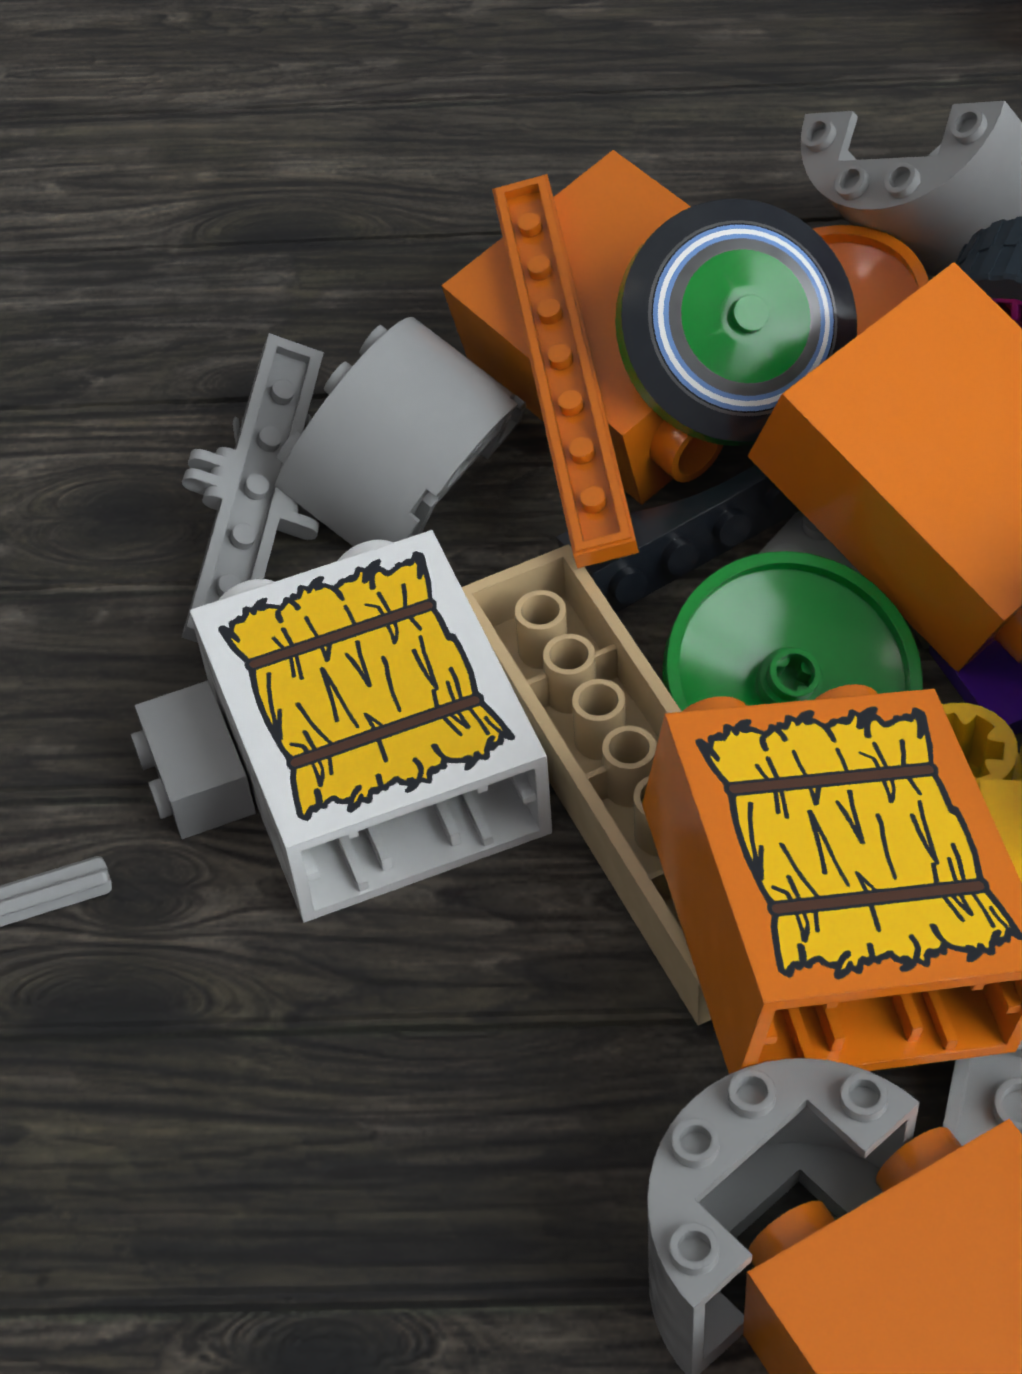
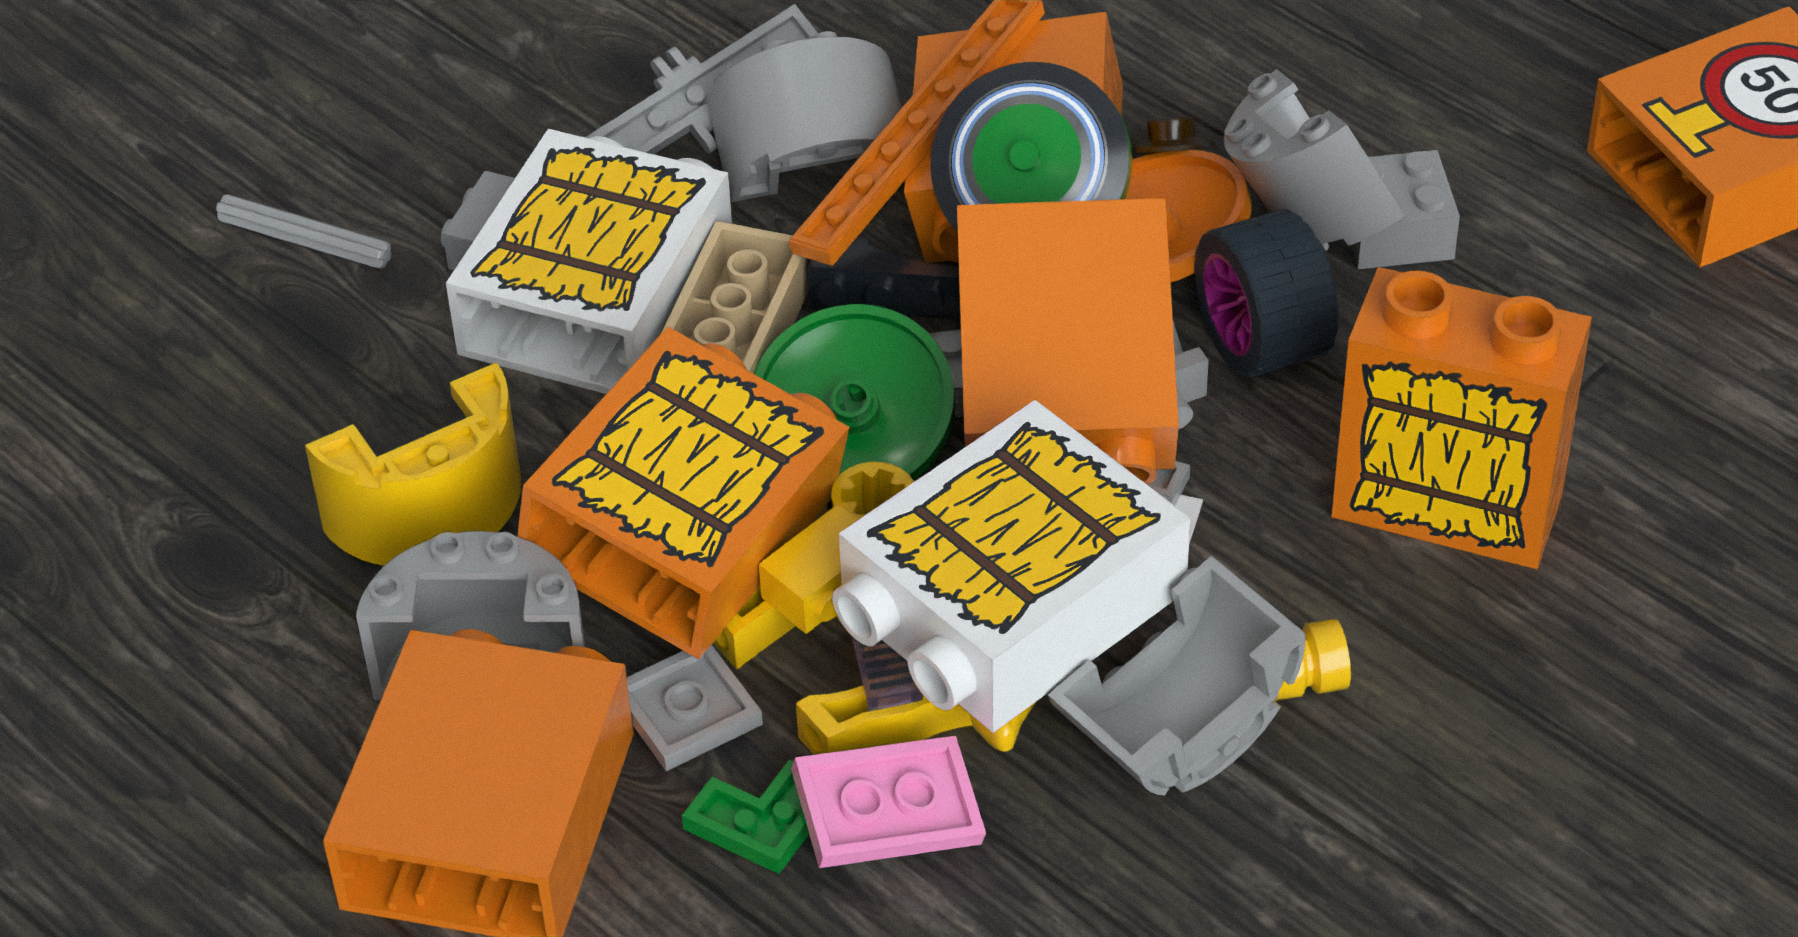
camera: 40 degrees right, 5 degrees down
(492, 1161) = (434, 485): none -> yellow cylinder

